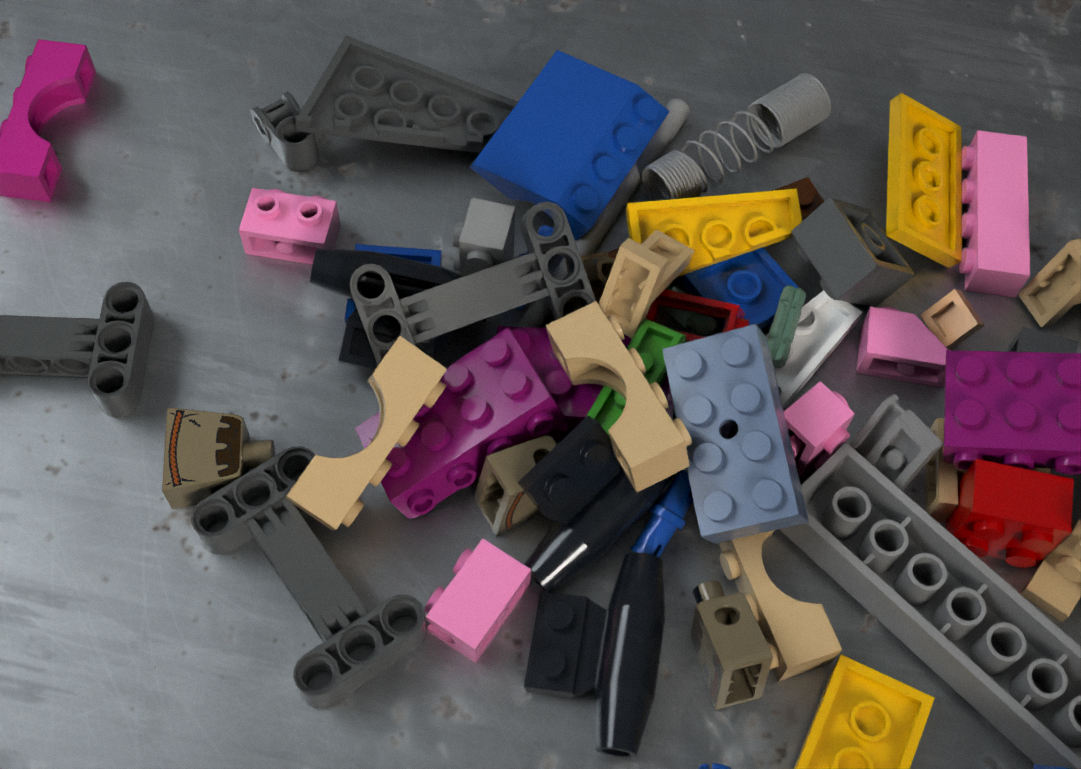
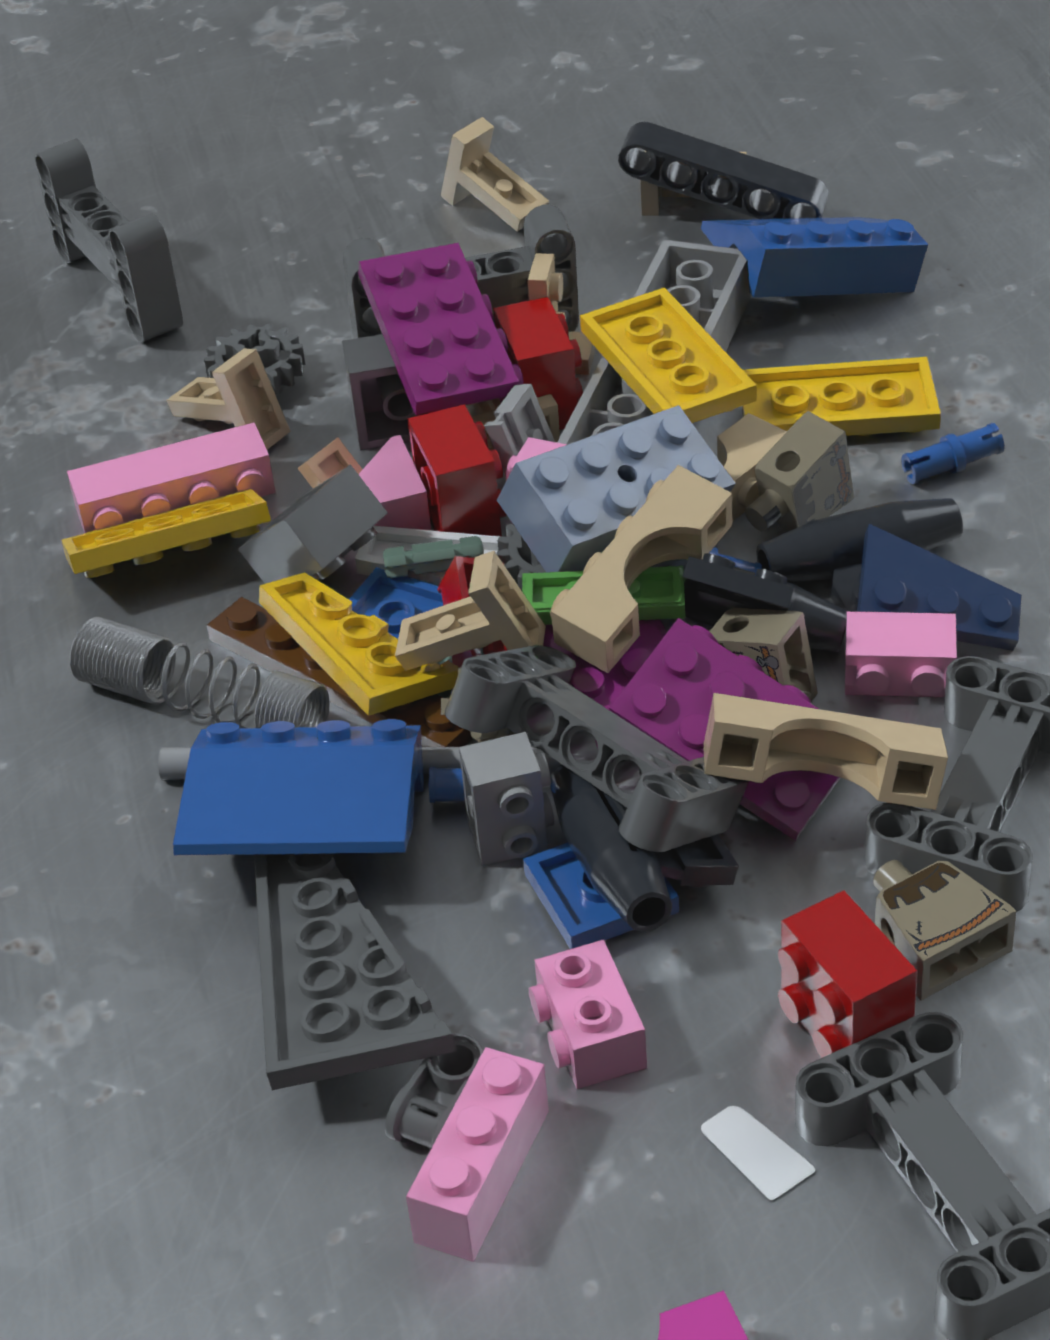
camera: 110 degrees left, 20 degrees down
(146, 273) = (757, 1151): none -> white sticker
(181, 351) = (842, 975): none -> red brick
(232, 126) = (478, 1154): none -> bright pink brick
(519, 655) = (913, 580): none -> dark blue wing
(874, 366) = (457, 472): none -> red brick
(927, 590) = (668, 356): none -> yellow plate

